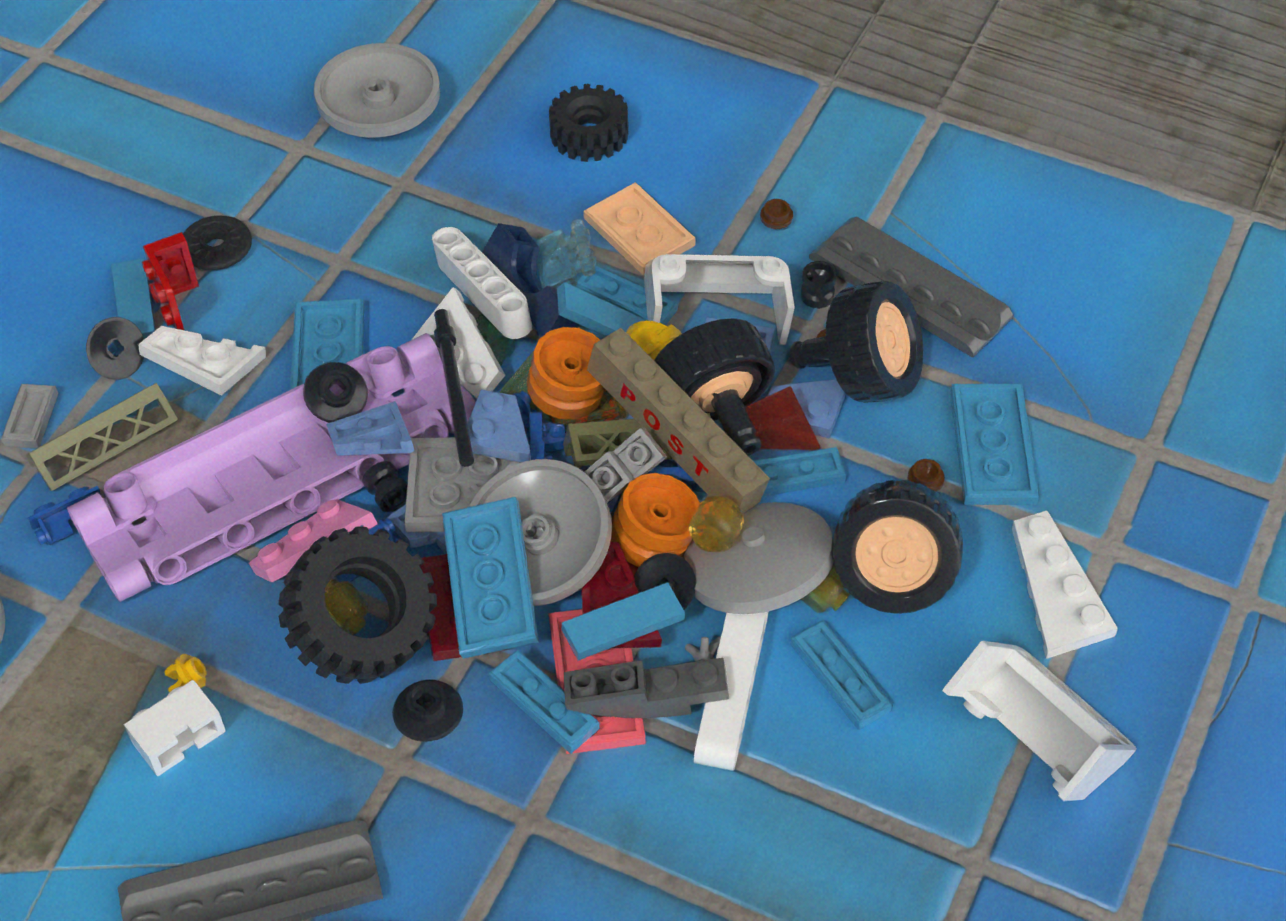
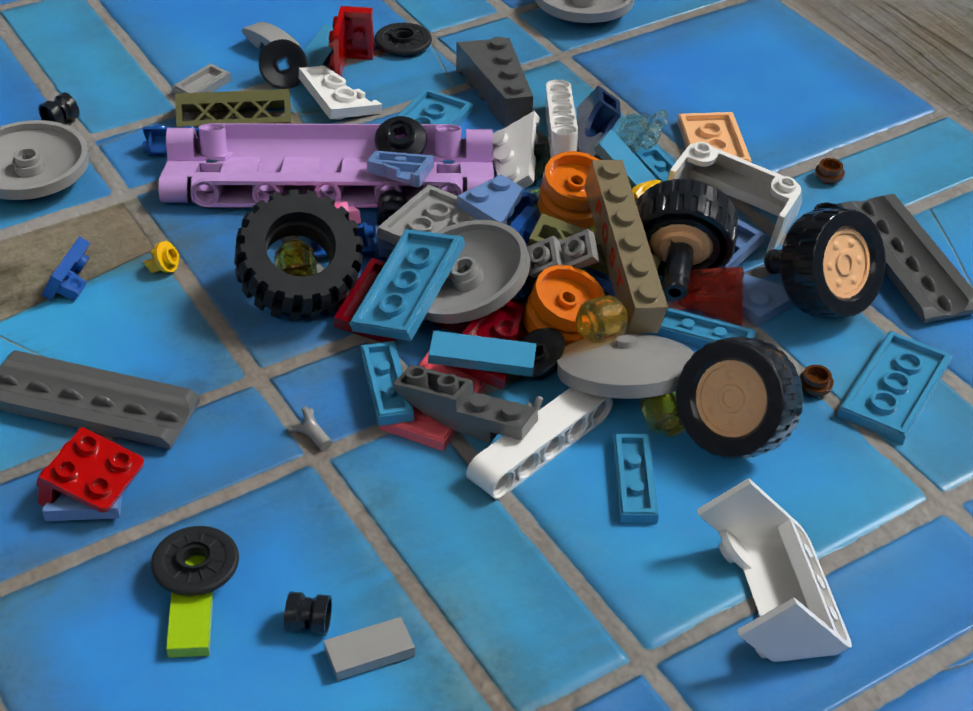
camera: 30 degrees right, 10 degrees down
(55, 312) = (264, 33): none -> light grey slope
(95, 759) = (64, 279): none -> blue hinge
(173, 726) = (126, 282): white brick -> none
(368, 251) = (497, 76): none -> dark grey wedge
(428, 723) = (305, 355): black piece -> none
(445, 340) = (501, 138): black bar -> none
(507, 794) = (312, 429): none -> light grey bar
(585, 107) = (726, 65): black tyre -> none
(1062, 595) = (874, 508): white wing -> none

